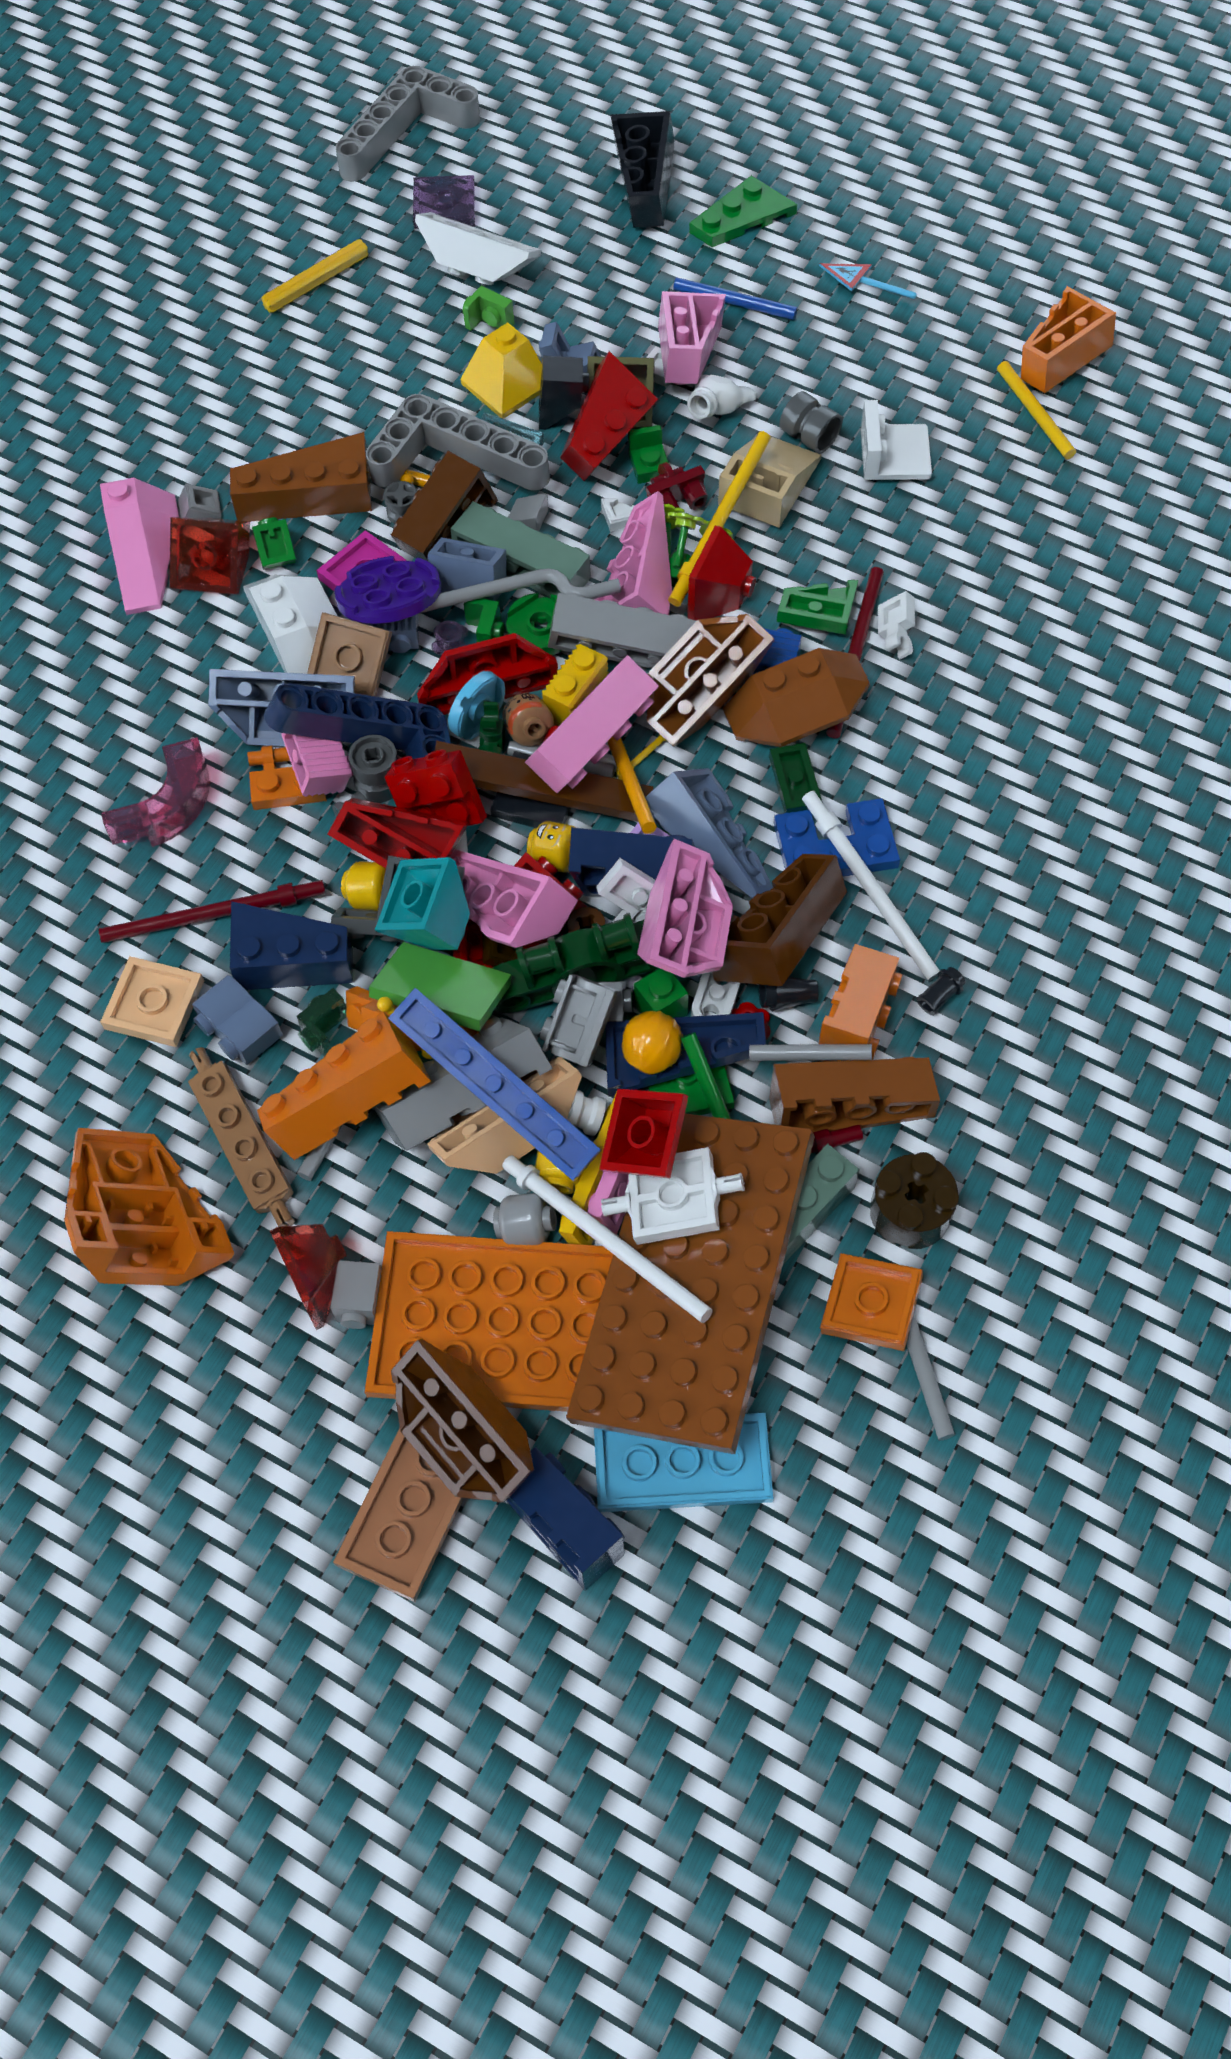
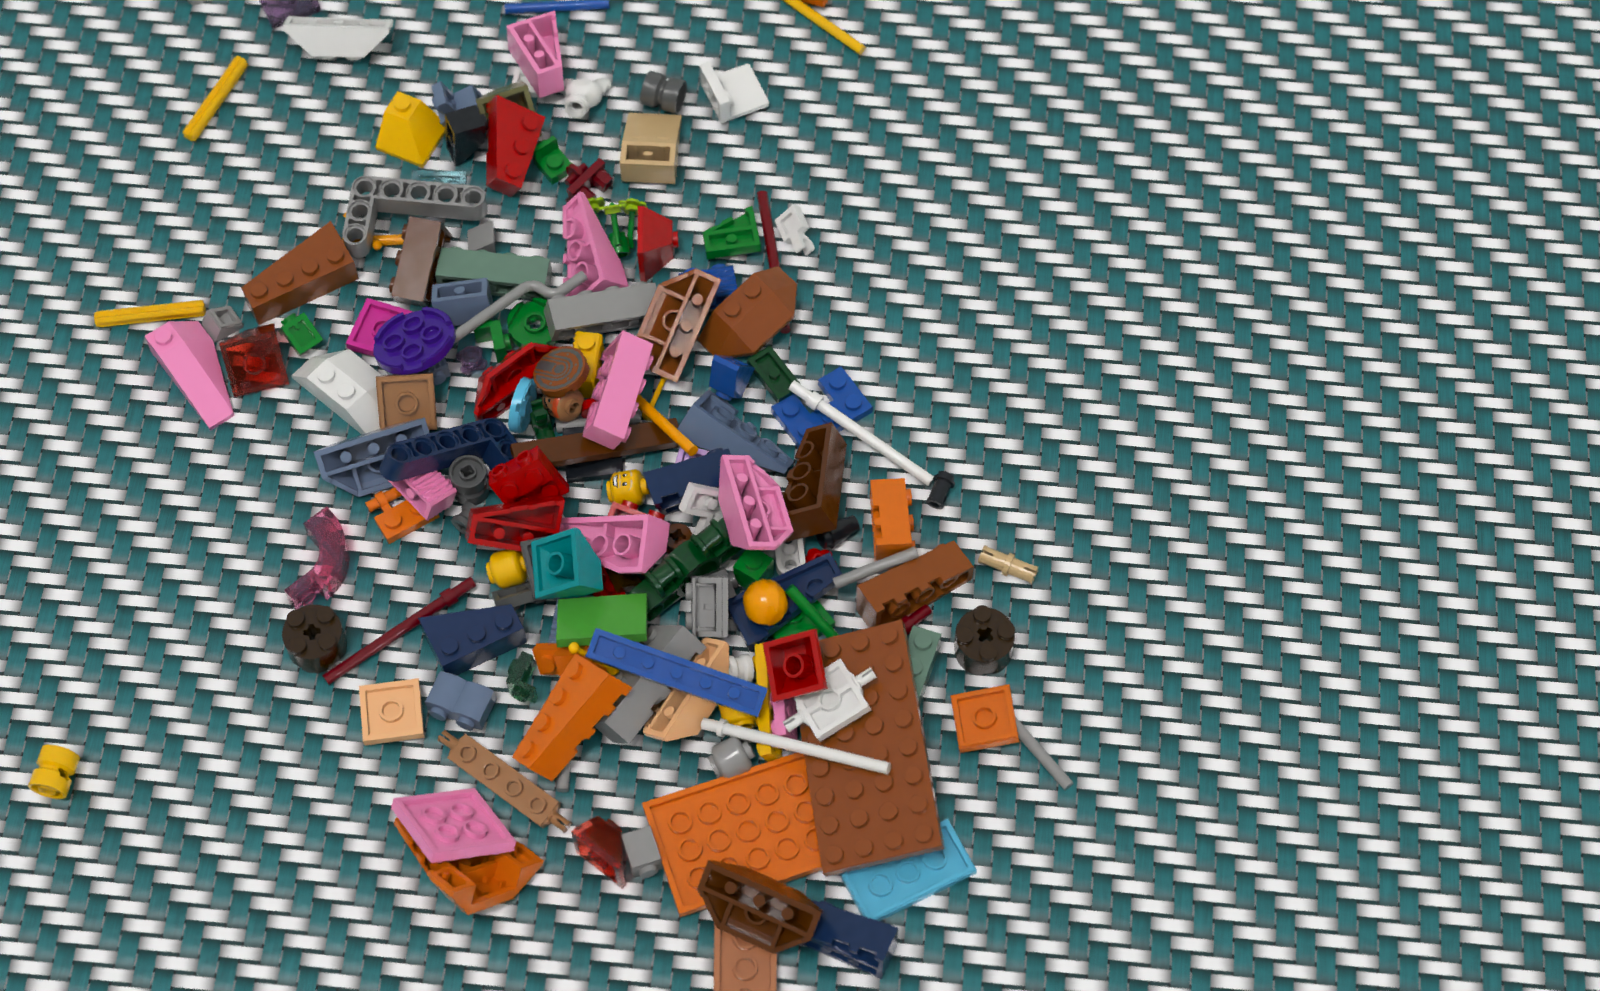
camera: 25 degrees left, 0 degrees up
(108, 881) = (314, 638): none -> dark brown brick
(126, 468) = (149, 313): none -> yellow axle
(139, 1164) = (453, 825): none -> bright pink plate
(398, 499) = (385, 259): dark grey wheel -> none
(488, 307) = (372, 80): bright green bracket -> none
(536, 679) = (561, 371): none -> tile
(615, 513) = (549, 215): white tile -> none
(722, 513) = (630, 243): yellow bar -> none
(737, 759) = (729, 376): none -> blue slope
(989, 1116) = (1008, 564): none -> tan pin

